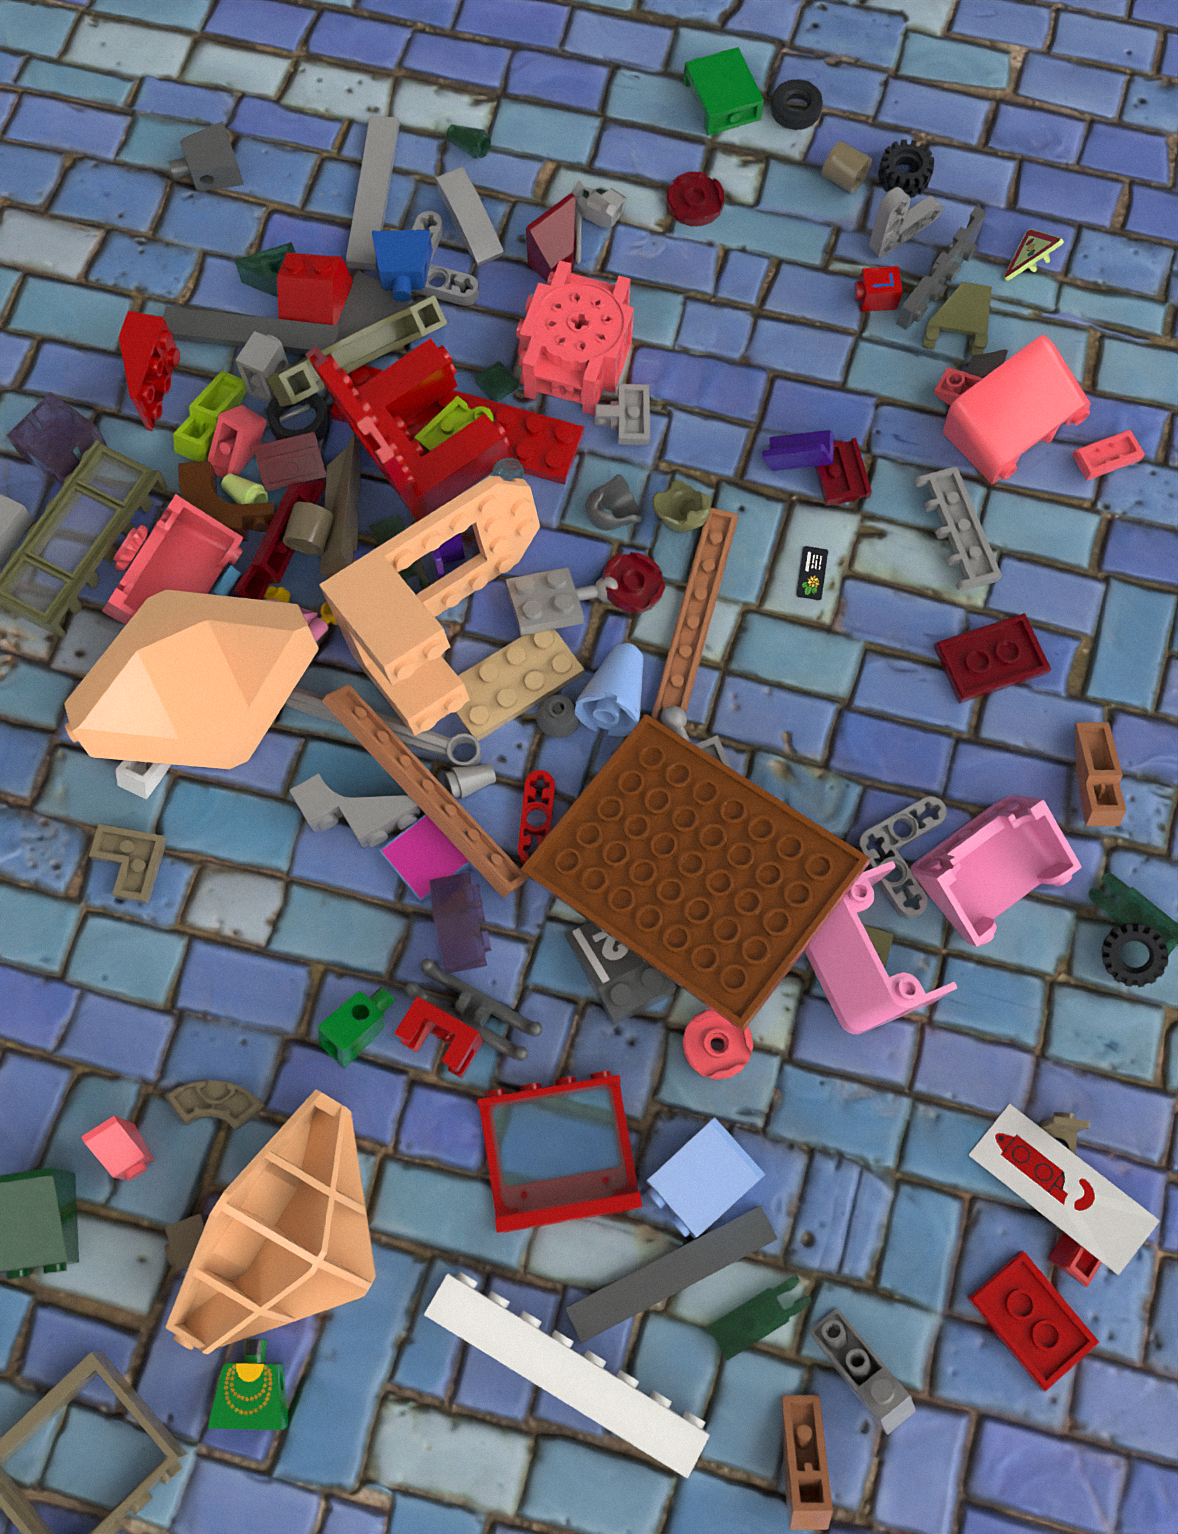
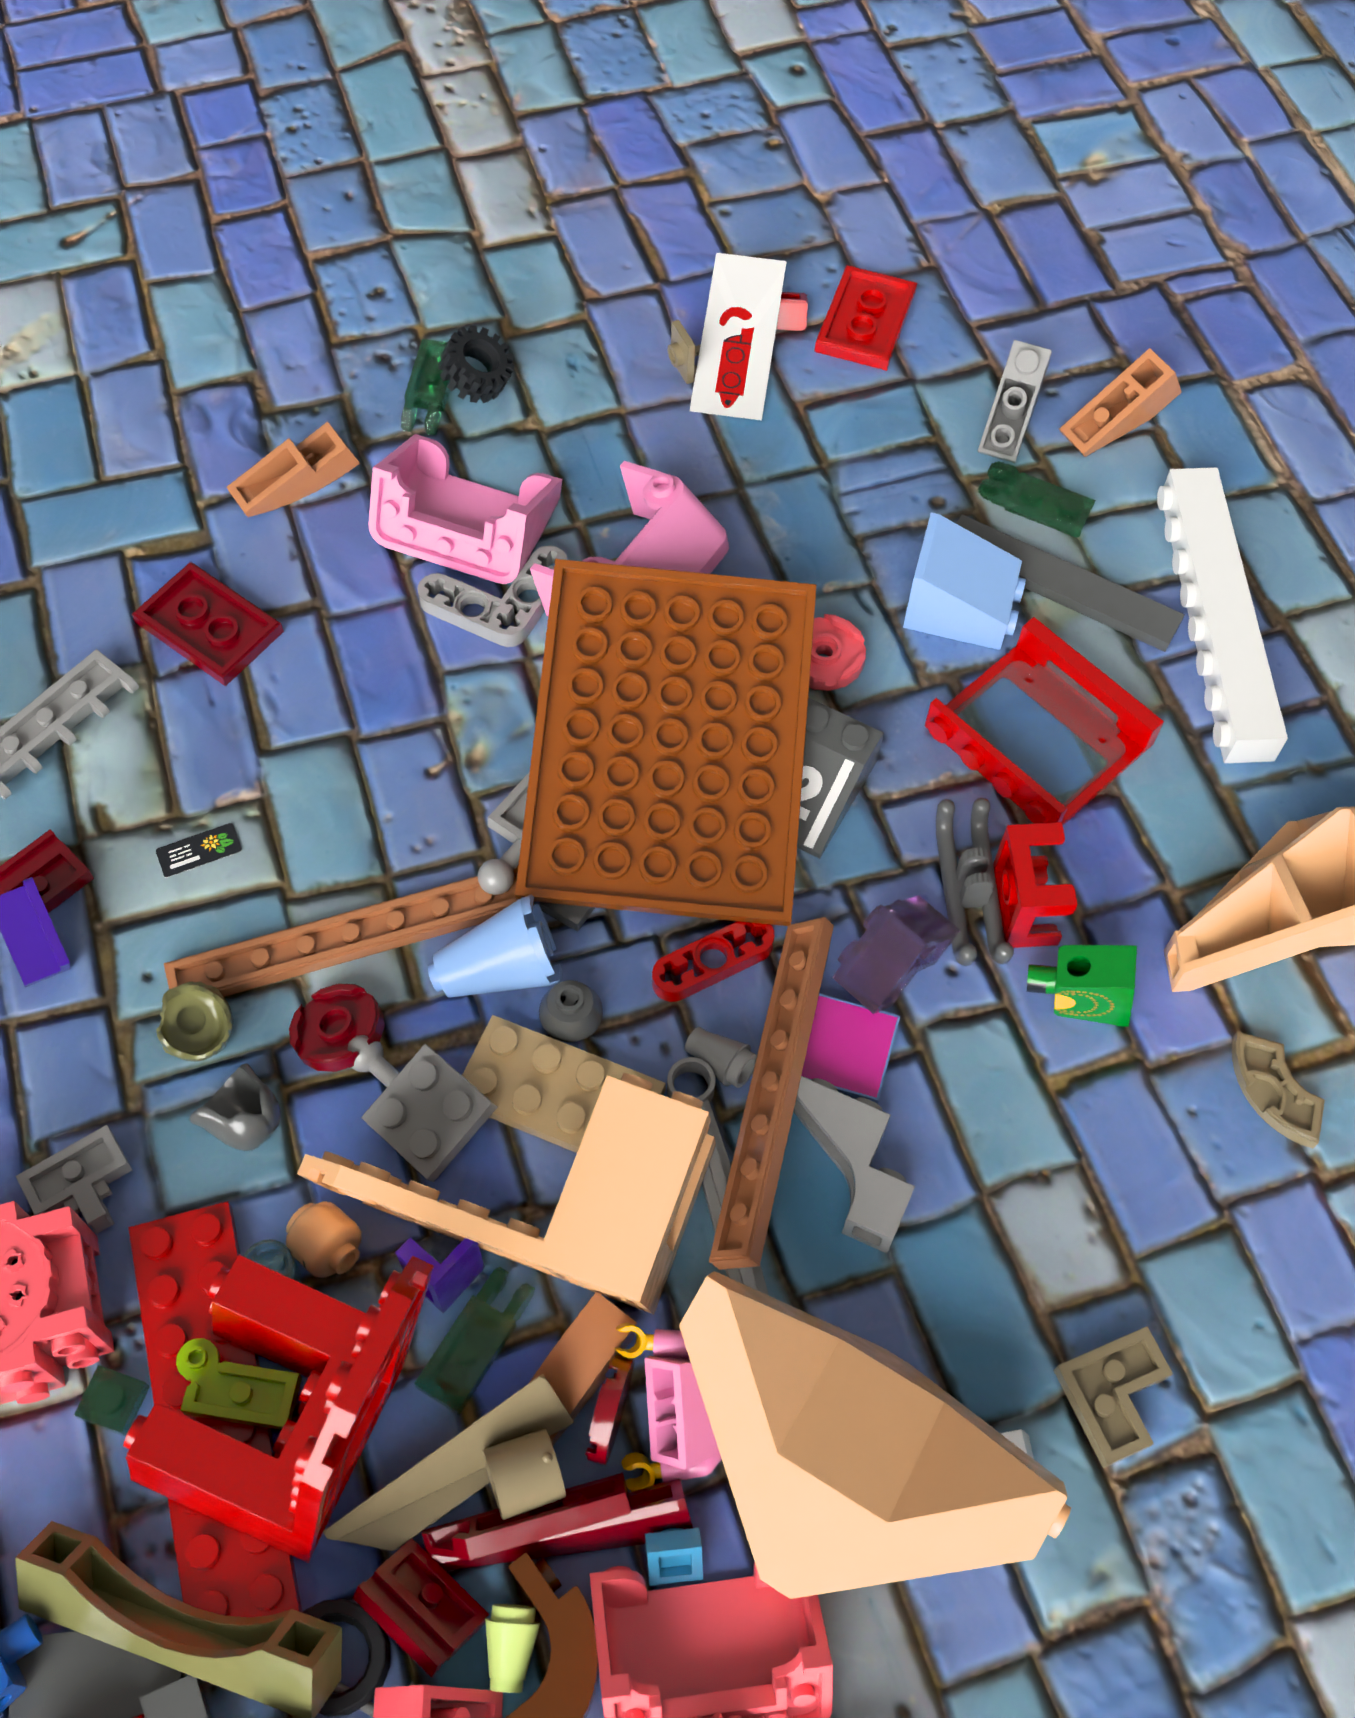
camera: 125 degrees left, 10 degrees down
(306, 586) = (609, 1410): none -> dark red tile

